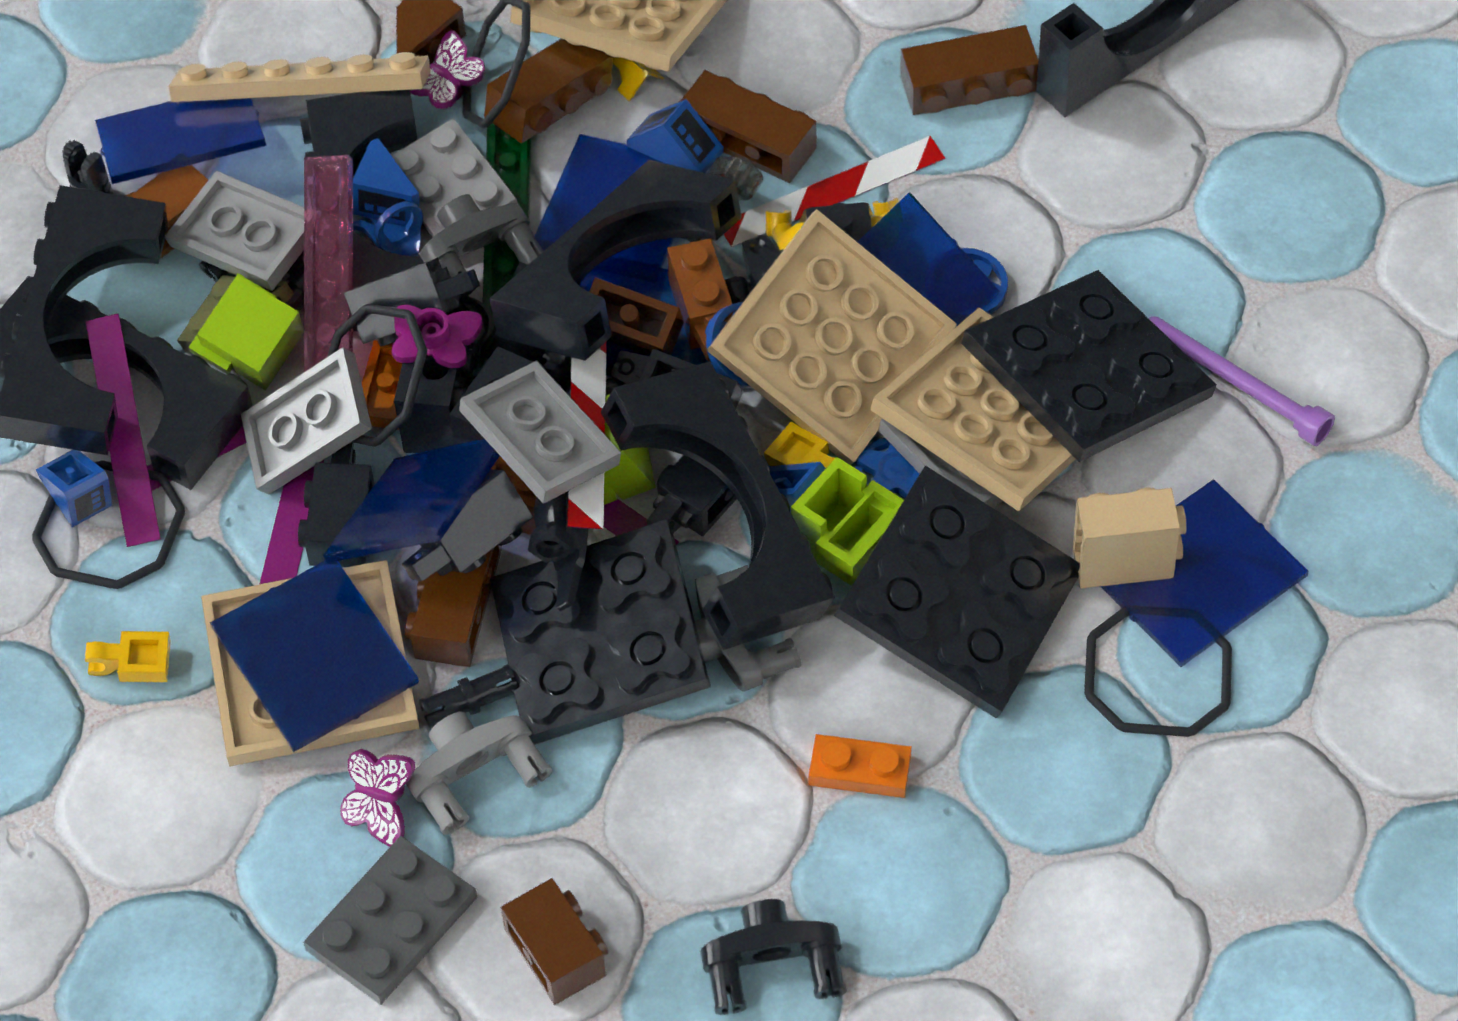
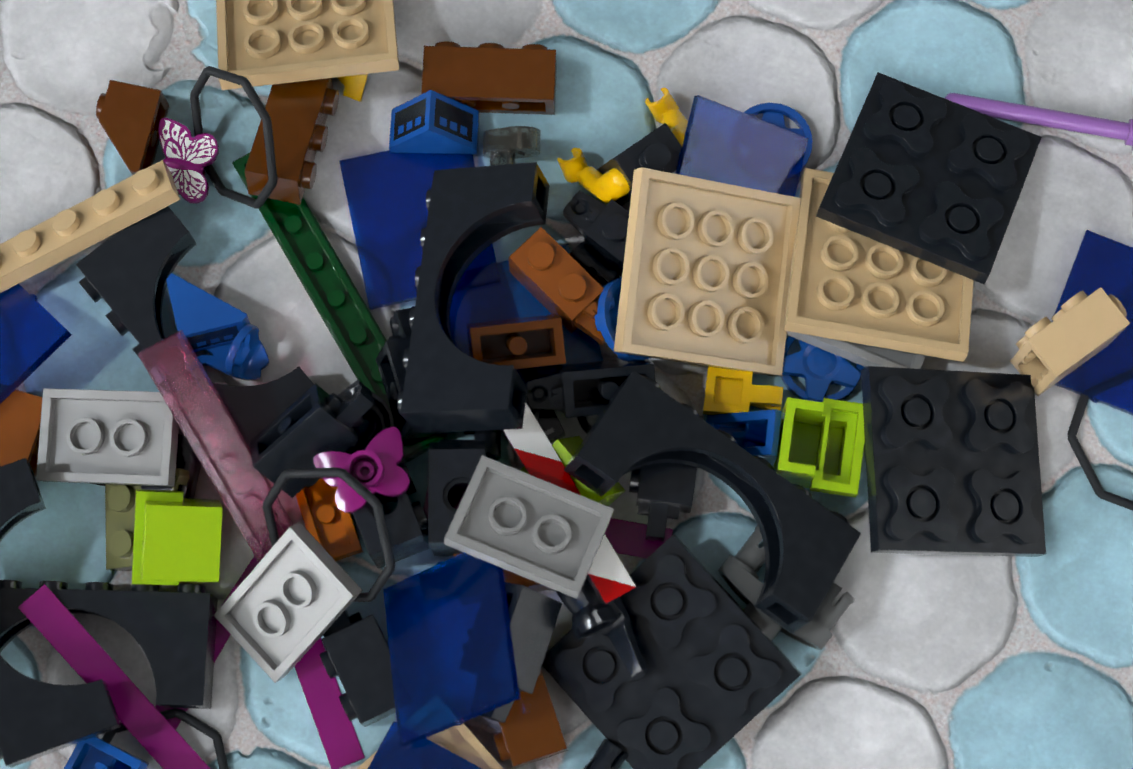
camera: 30 degrees left, 20 degrees up
(448, 166) = (261, 278): light grey plate -> none
(471, 229) = (315, 325): dark grey connector -> none
(839, 187) = (604, 92): sticker -> none
(860, 765) = (955, 667): orange plate -> none

